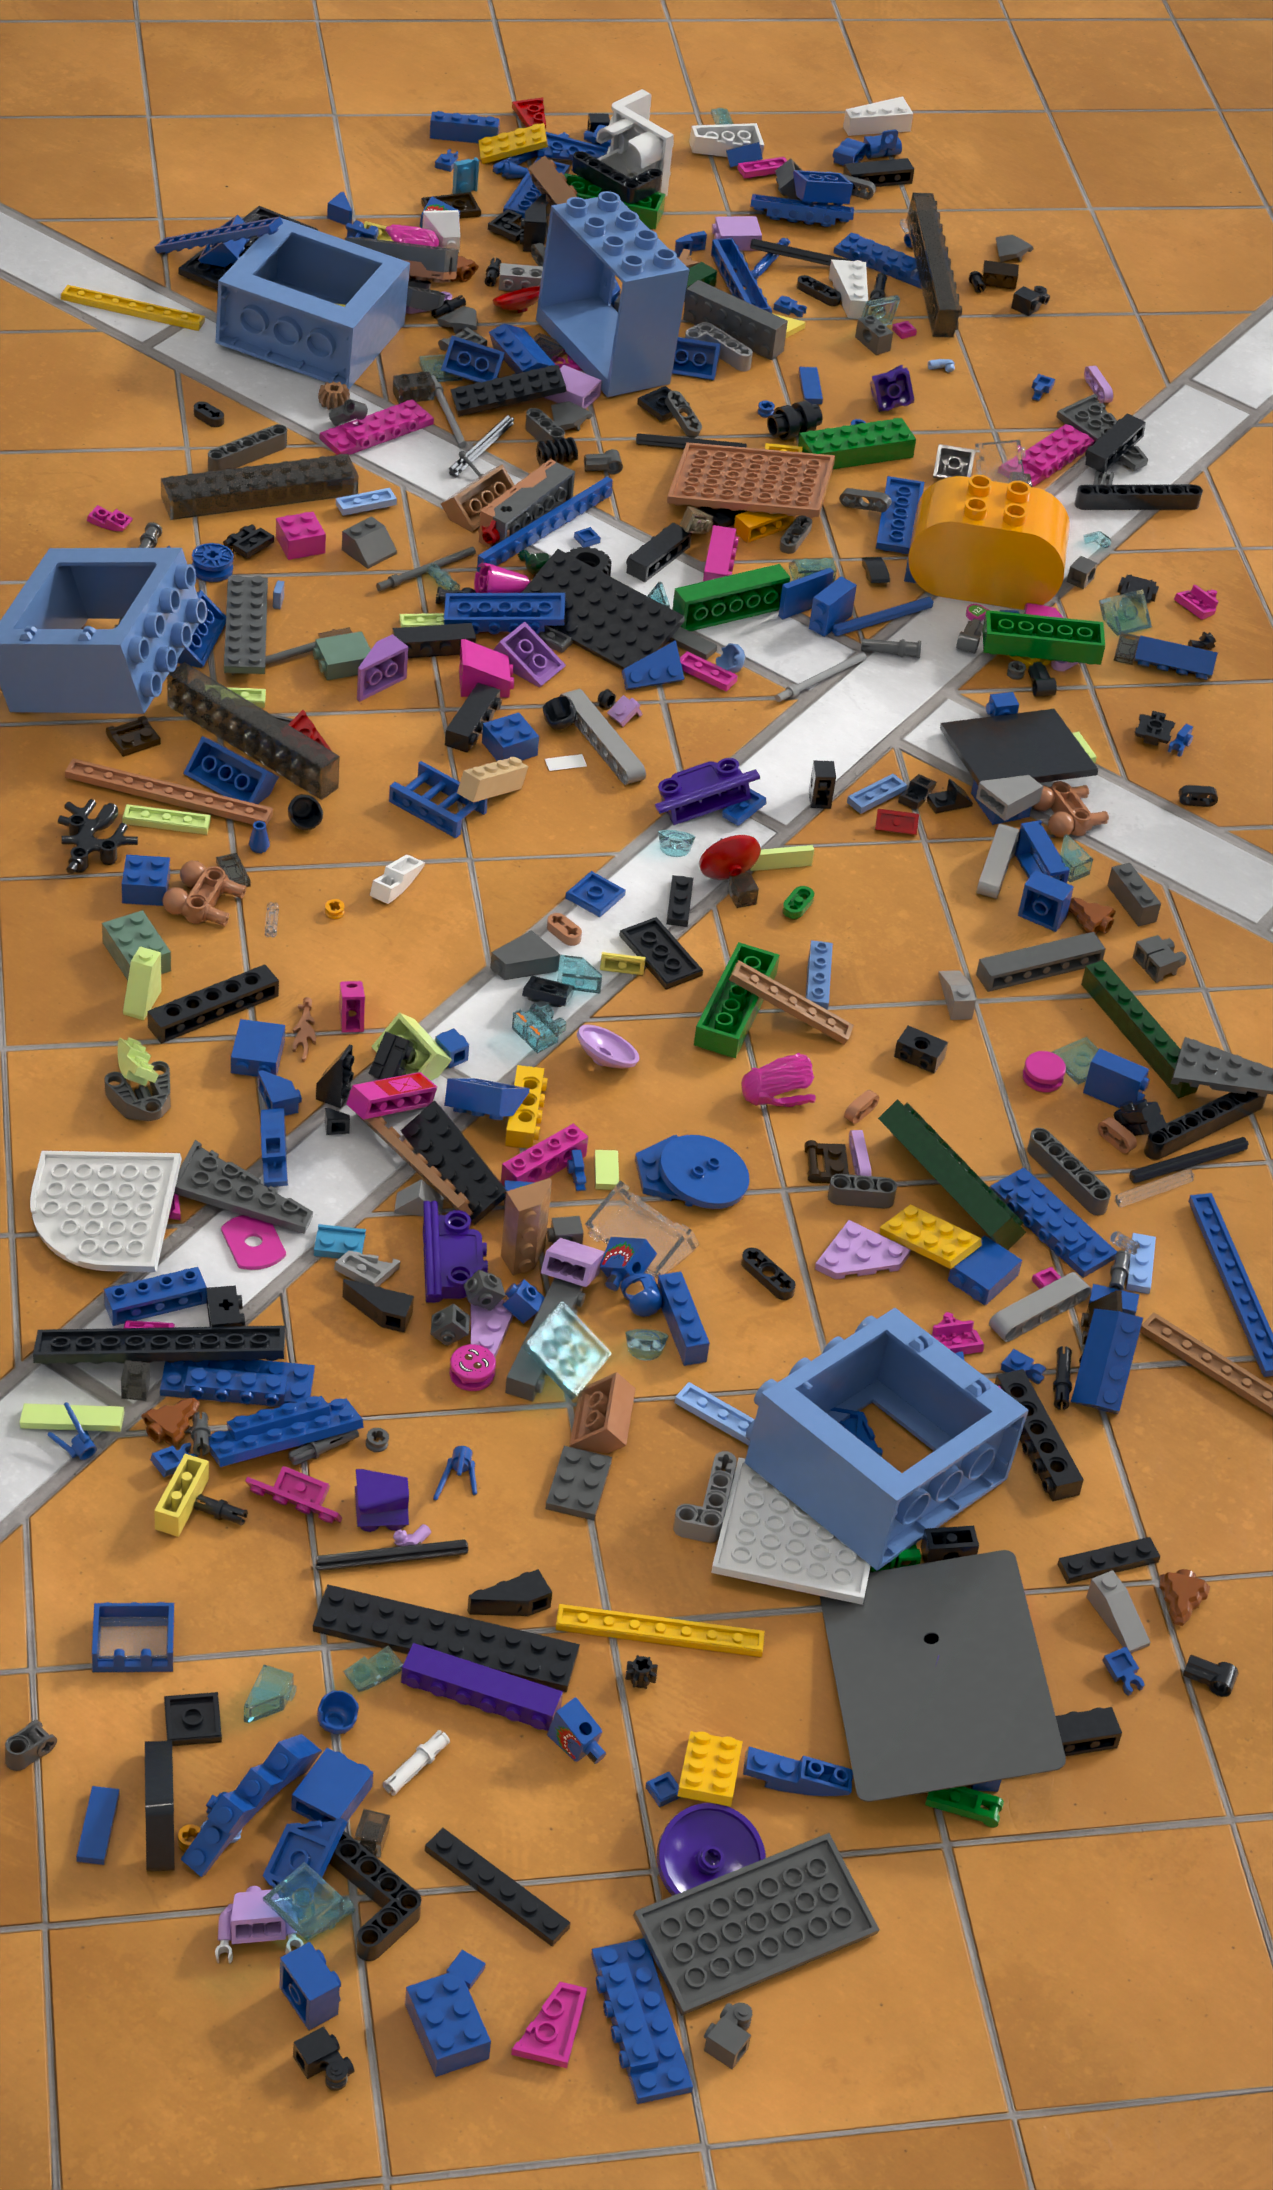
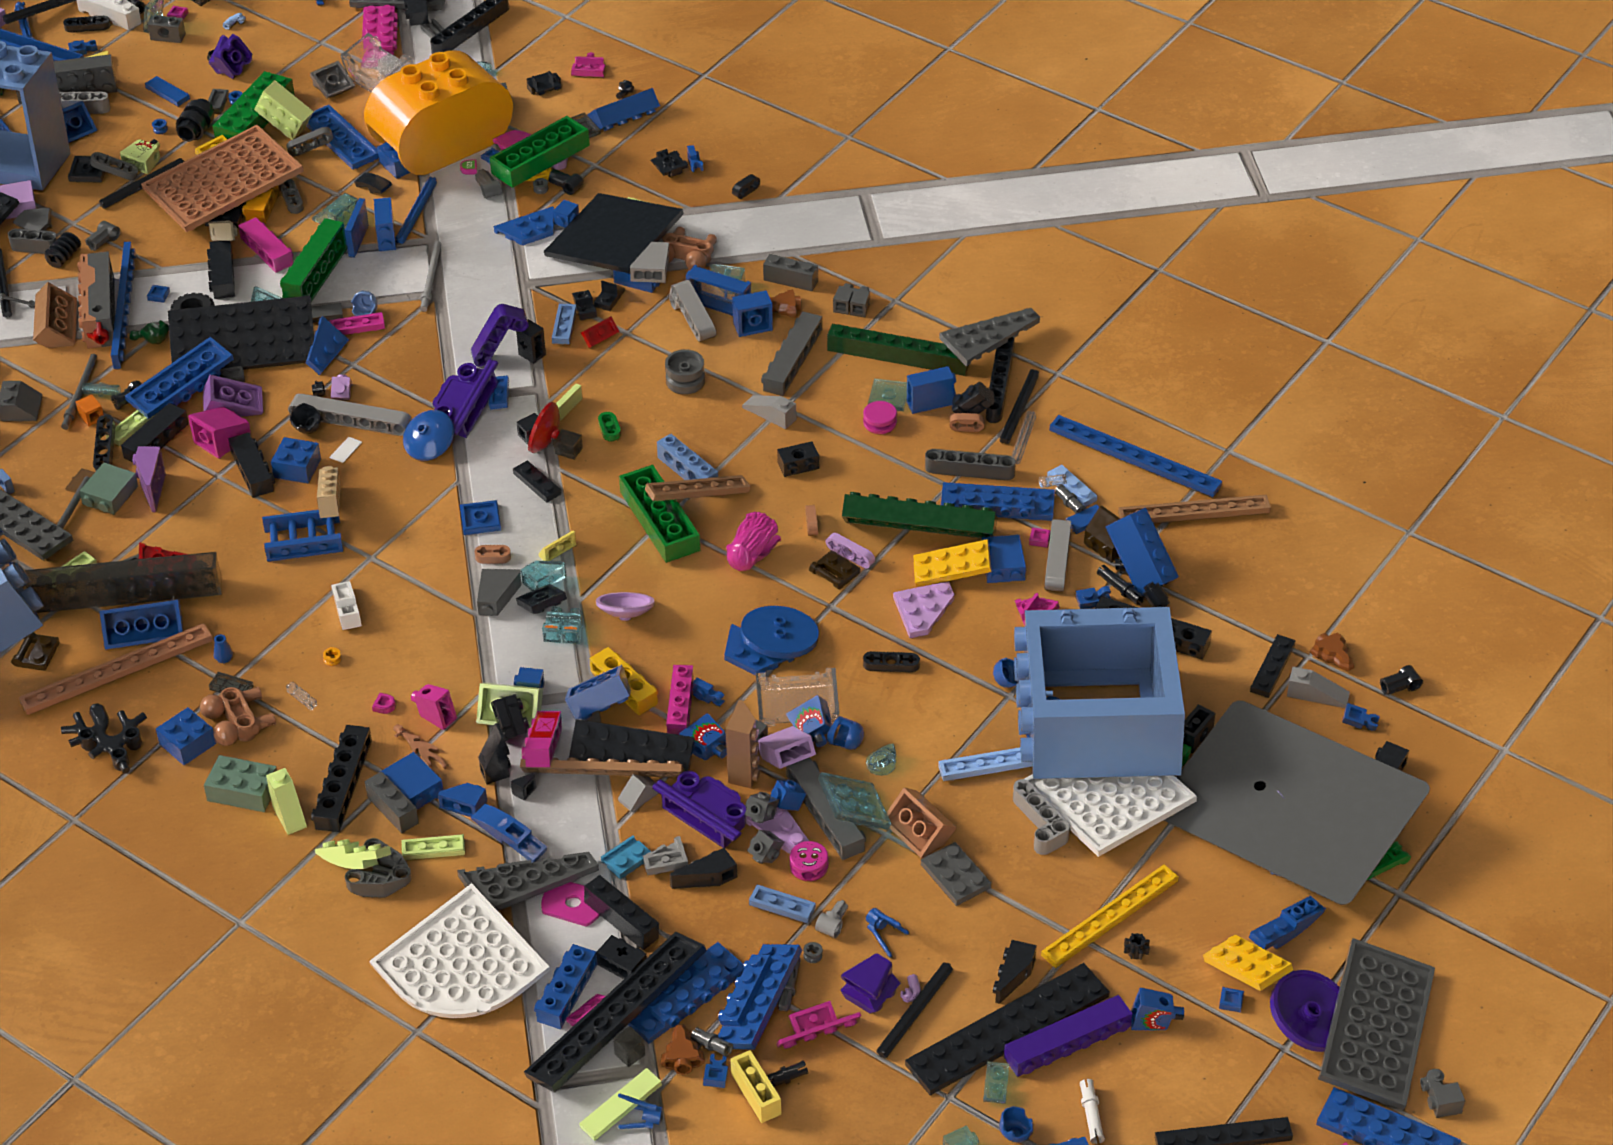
camera: 40 degrees left, 0 degrees up
(166, 819) = (137, 687): yellowish green tile -> none
(209, 1111) = (433, 847): none -> yellowish green tile
(218, 1055) = (391, 802): none -> dark grey brick
(269, 1277) = (621, 912): none -> black brick
(305, 812) = (231, 609): black hair -> none
(323, 976) = (384, 704): none -> dark pink tile
(402, 607) = (104, 444): none -> black beam
(404, 1381) = (782, 903): none -> medium blue plate
(411, 587) = (89, 409): none -> orange brick
(420, 1428) = (831, 921): none -> light grey axle
(499, 580) = (147, 363): dark pink cone -> none
(606, 1169) = (719, 678): yellowish green tile -> none
(637, 797) = (434, 438): none -> blue dish
(663, 953) = (560, 520): black tile -> none
(675, 842) = (486, 447): clear light blue piece -> none
(683, 1319) = (888, 727): blue brick -> none
(718, 421) = (142, 154): none -> yellowish green torso
(805, 743) = (501, 319): none -> dark purple beam
(840, 418) = (218, 99): none -> dark grey tile
(862, 1191) = (878, 569): dark grey beam -> none
(869, 457) = (283, 110): none -> yellowish green brick
(901, 648) = (455, 221): dark grey pin -> none
(920, 905) = (685, 371): none -> dark grey wheel
(958, 696) = (528, 227): none -> blue wing
(1077, 1410) = (1155, 595): none -> black brick
(1126, 612) = (558, 101): clear light blue slope -> none

